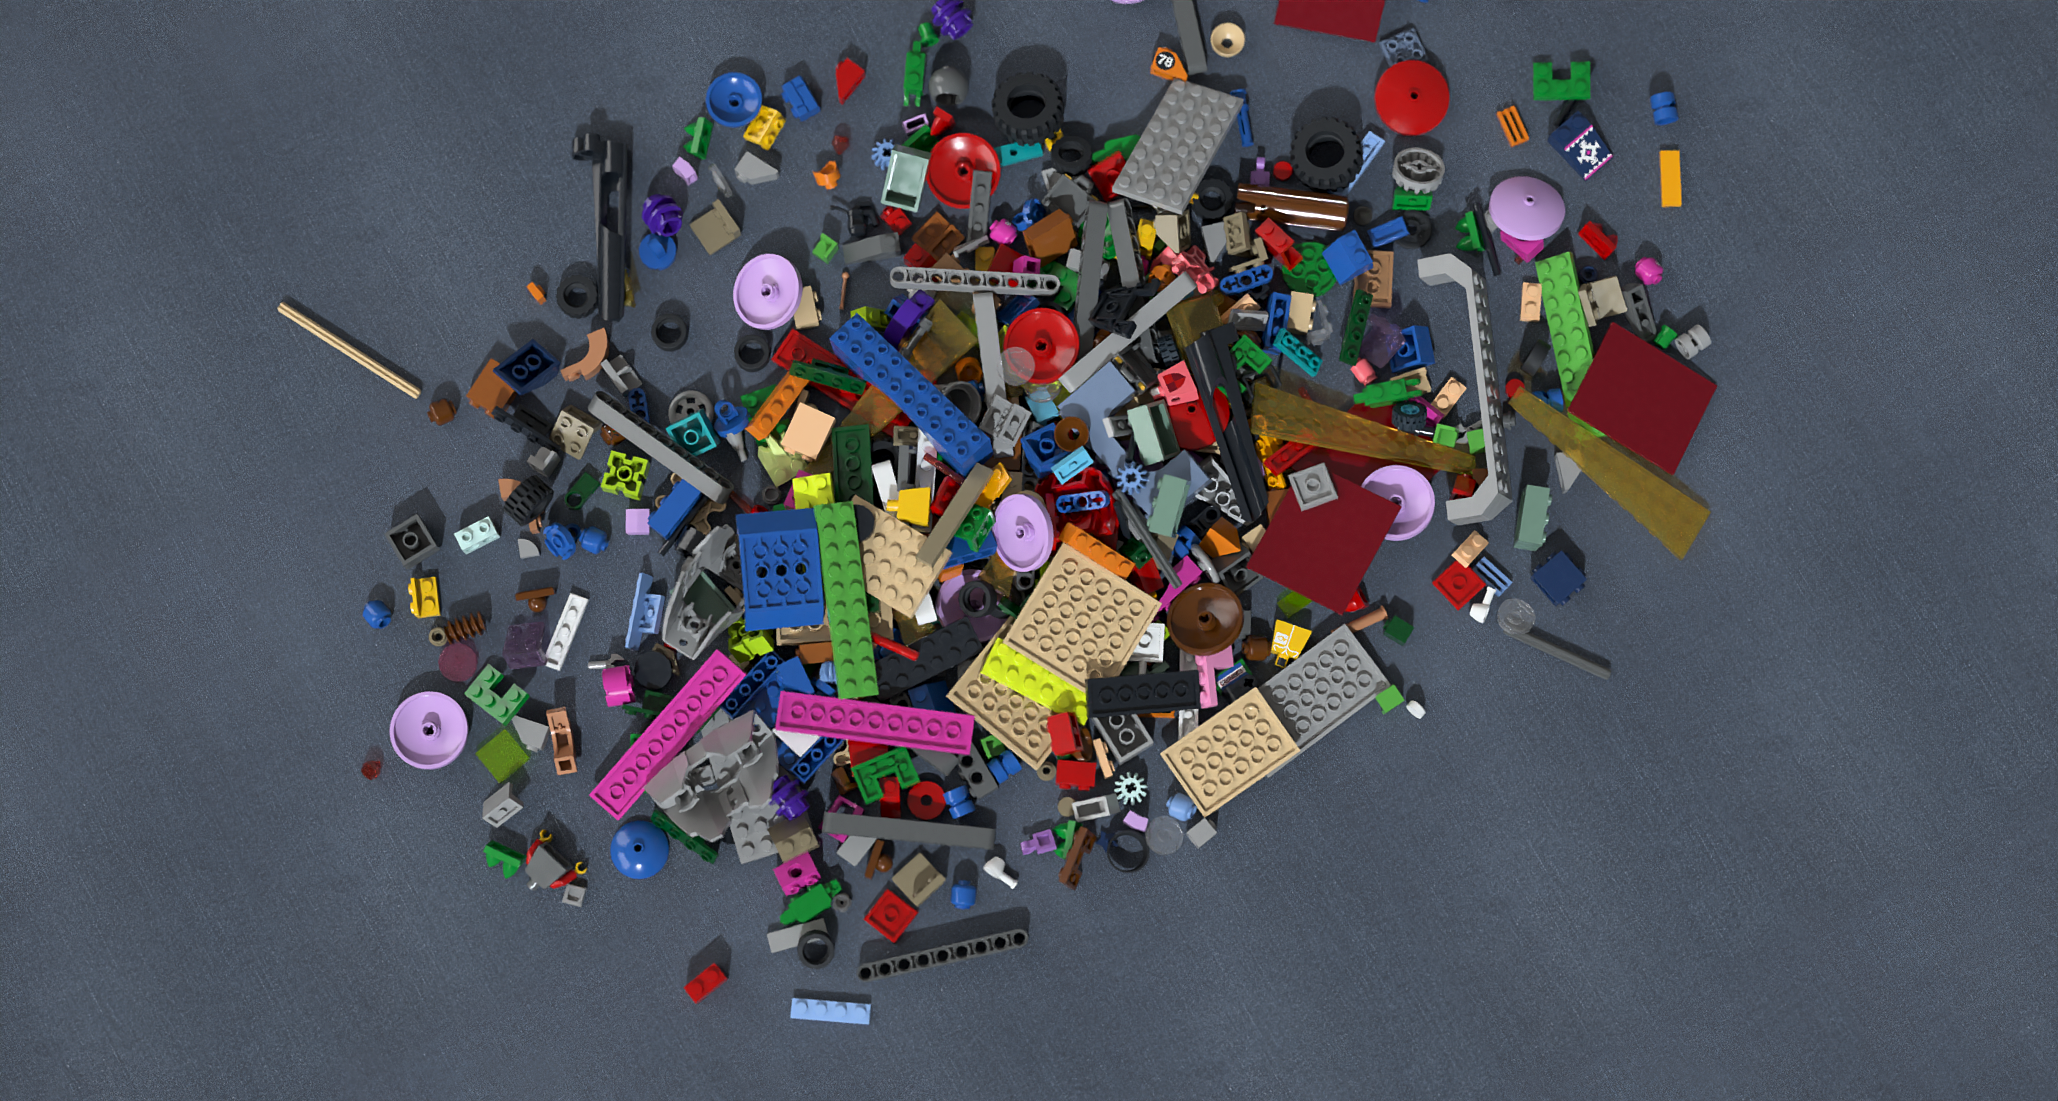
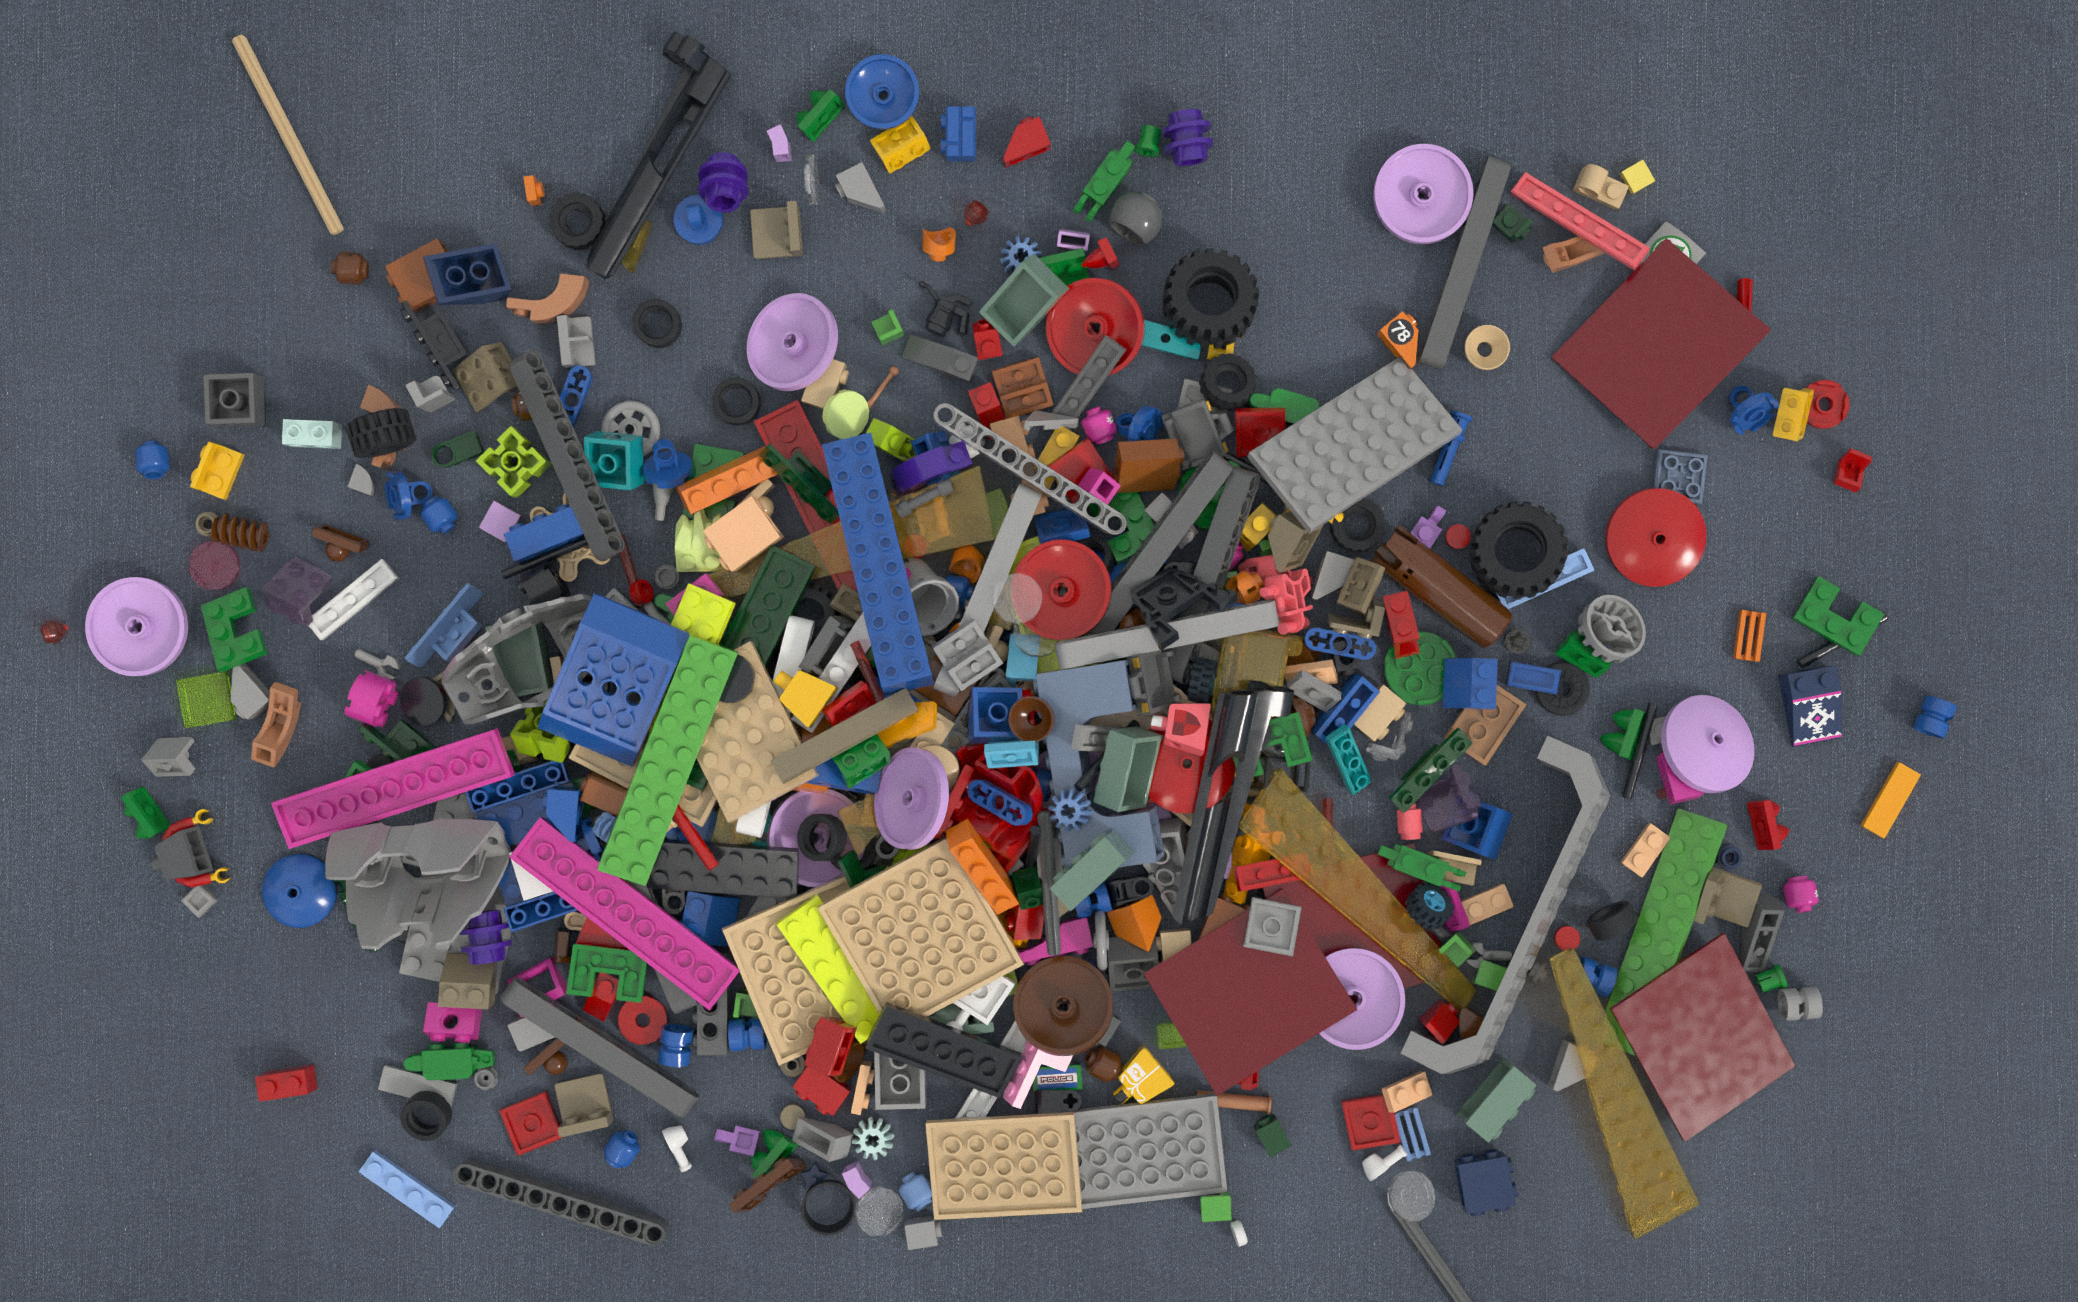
camera: 30 degrees right, 10 degrees up
(829, 317) = (845, 414): none -> yellowish green tile

